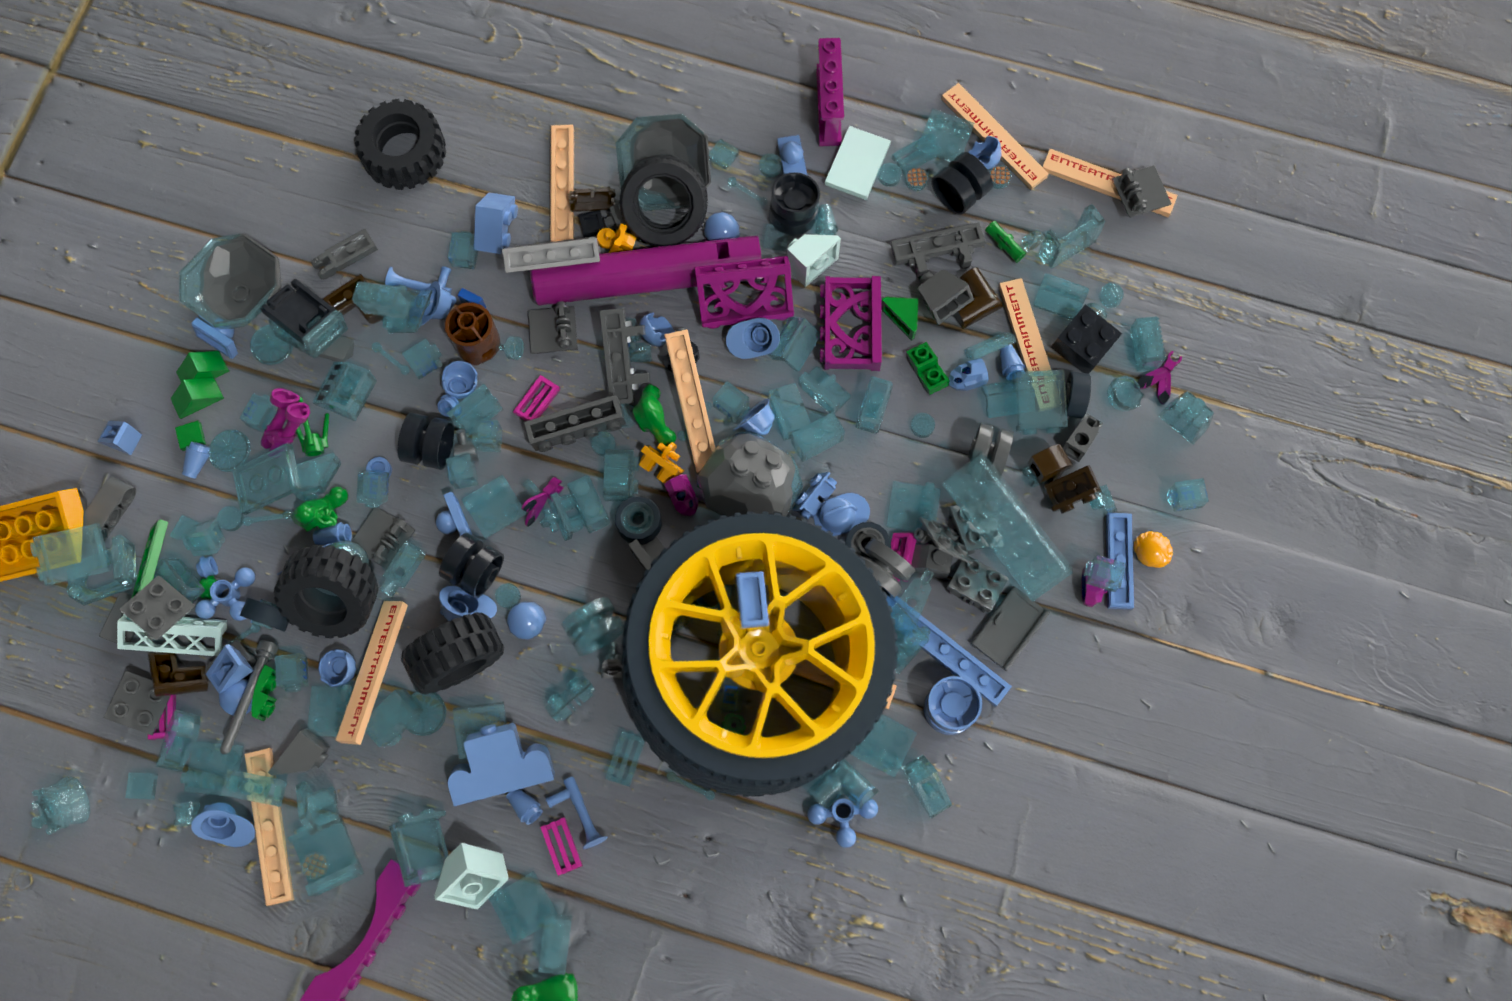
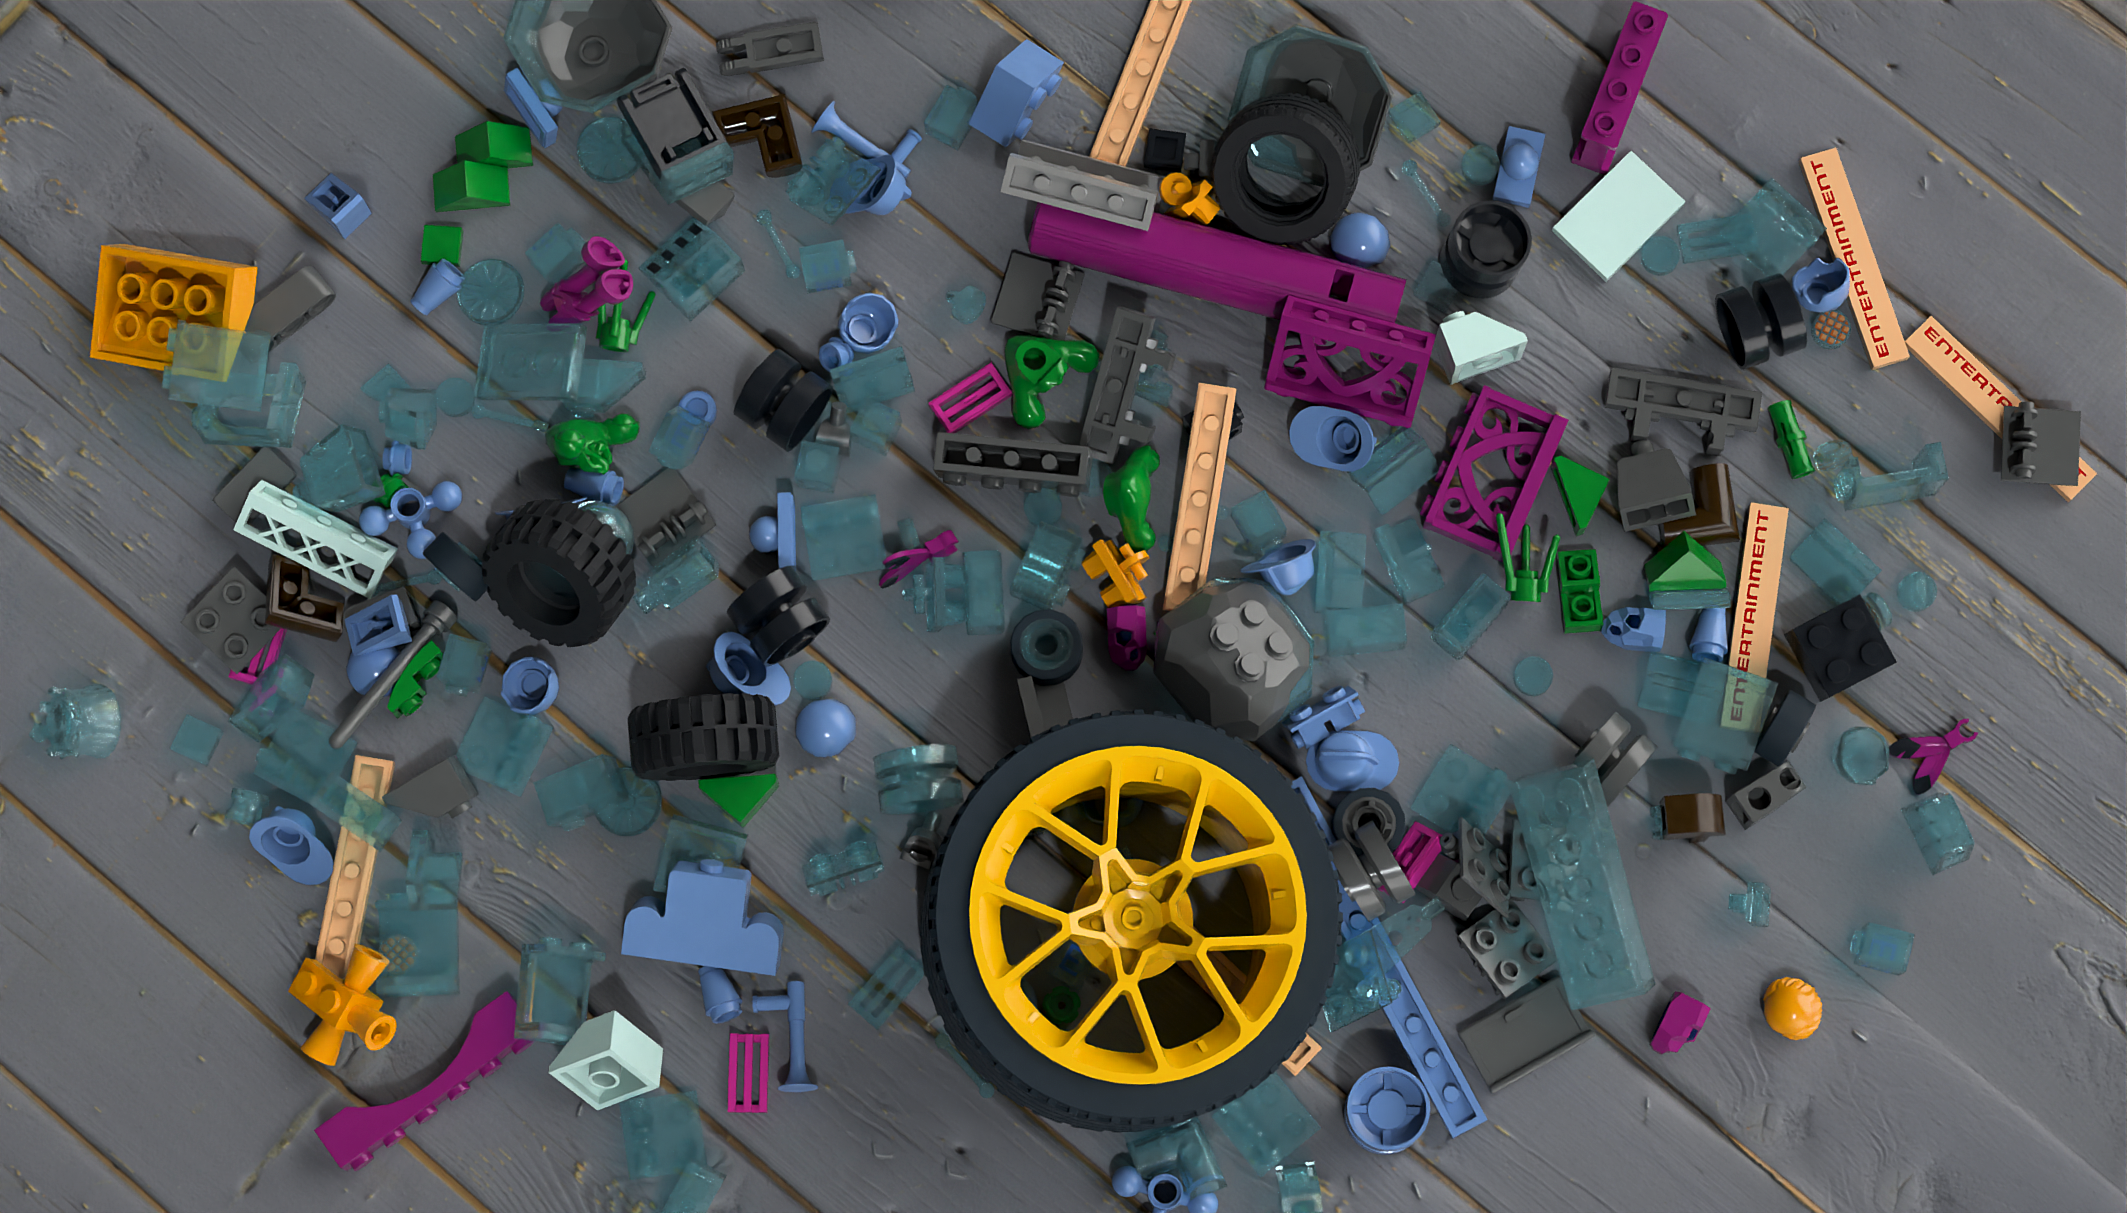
camera: 25 degrees right, 5 degrees up
(150, 556) = (316, 427): tile -> none
(157, 608) = (313, 498): dark grey hinge -> none
(290, 911) = (343, 1004): none -> light orange brick
(371, 673) = (578, 713): light nougat tile -> none
(381, 299) = (800, 155): clear light blue brick -> none
(466, 297) = (933, 204): blue tile -> none
(472, 333) = (915, 261): reddish brown cylinder -> none
(490, 680) = (741, 795): none -> green slope
(568, 365) = (1038, 365): none -> green head
(585, 200) = (1179, 114): dark brown hinge -> none
(655, 329) = (1193, 363): medium blue hair -> none
(752, 600) = (1148, 849): medium blue tile -> none
(825, 221) = (1525, 296): clear light blue cone -> none
(895, 373) = (1525, 584): none -> green plant
(916, 179) = (1699, 280): tile -> none
(979, 331) = (1684, 566): none -> green slope
(1073, 488) = (1711, 867): dark brown bracket -> none
(1105, 573) = (1694, 1013): clear light blue brick -> none
(1120, 548) = (1735, 1003): medium blue tile -> none
(1147, 344) = (1932, 692): clear light blue brick -> none

